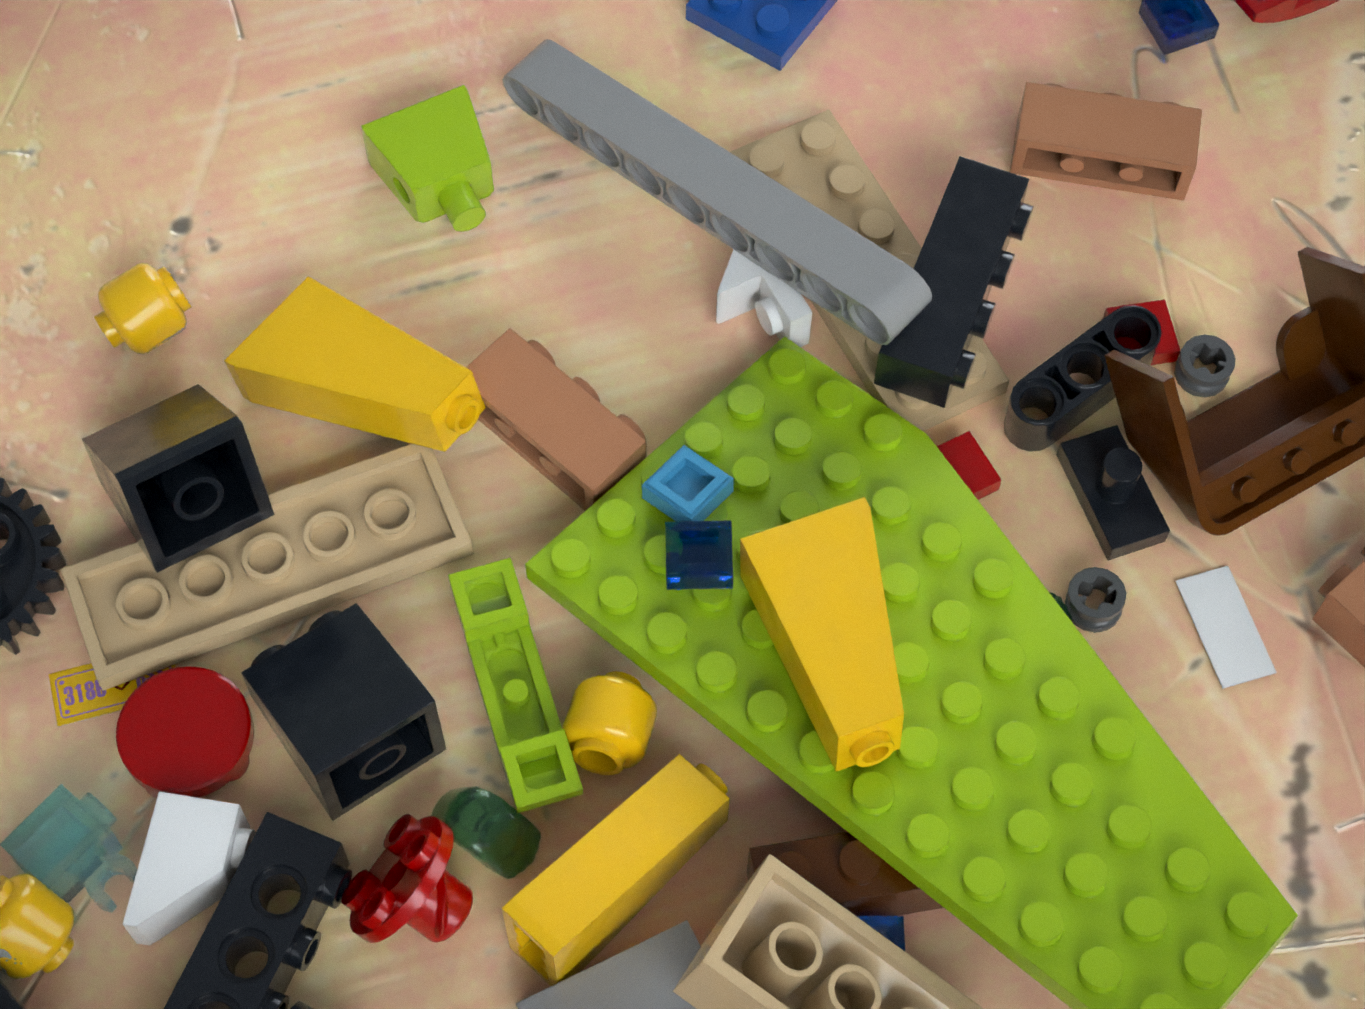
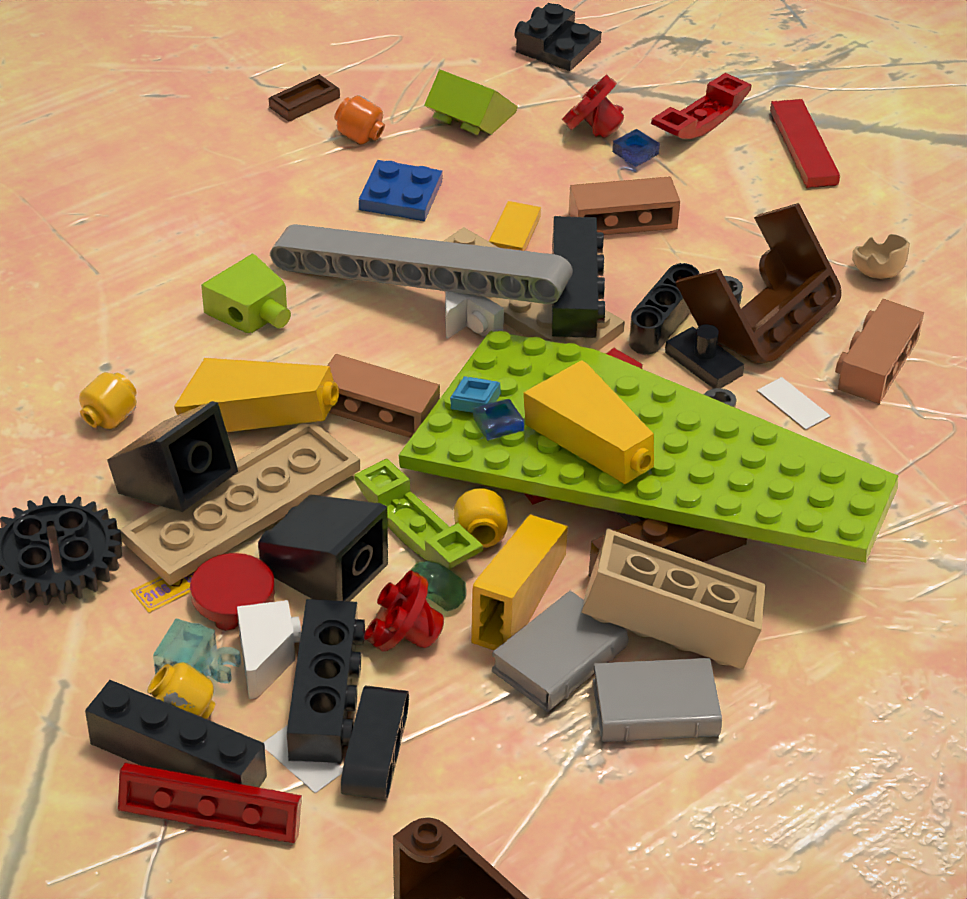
camera: 20 degrees left, 20 degrees down
(913, 131) = (516, 226): none -> yellow tile

